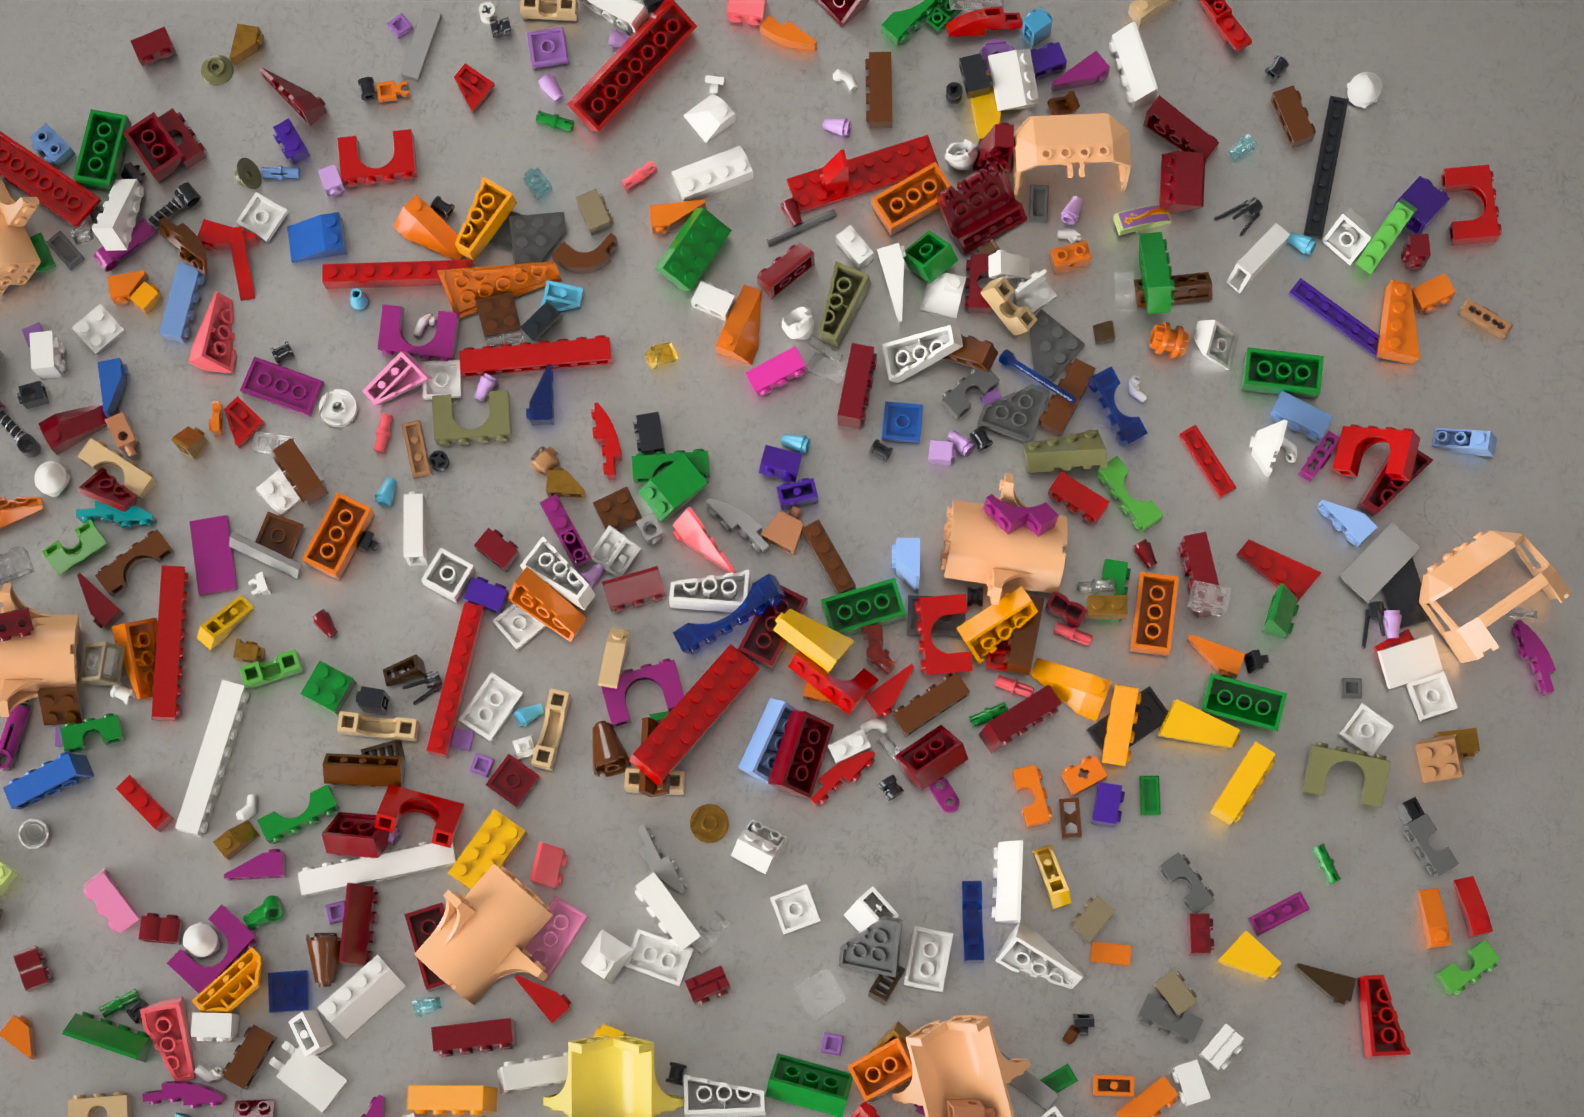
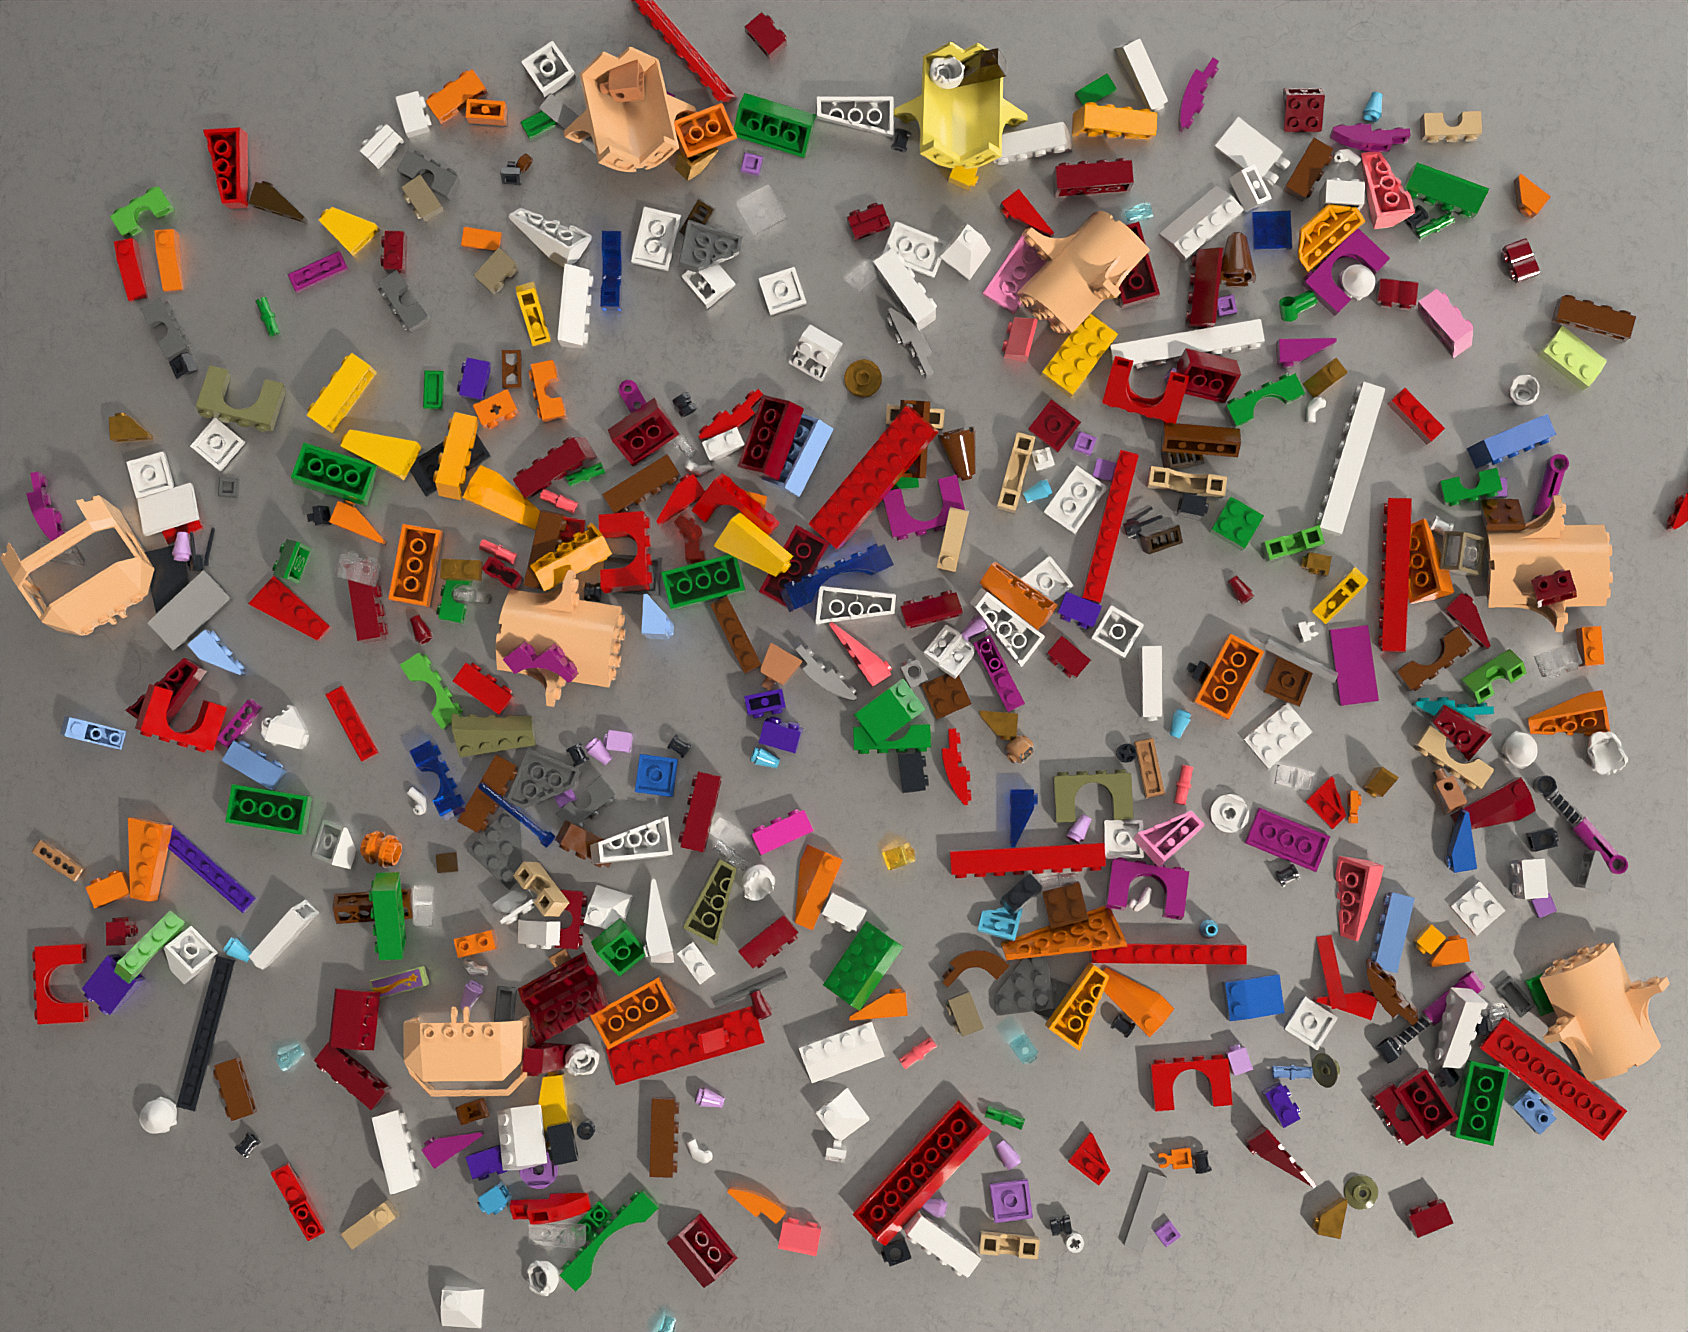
camera: 175 degrees right, 10 degrees up
(299, 472) = (1267, 740): reddish brown brick -> none
(1249, 207) = (286, 989): black plant -> none
(1439, 758) = (148, 409): medium nougat brick -> none

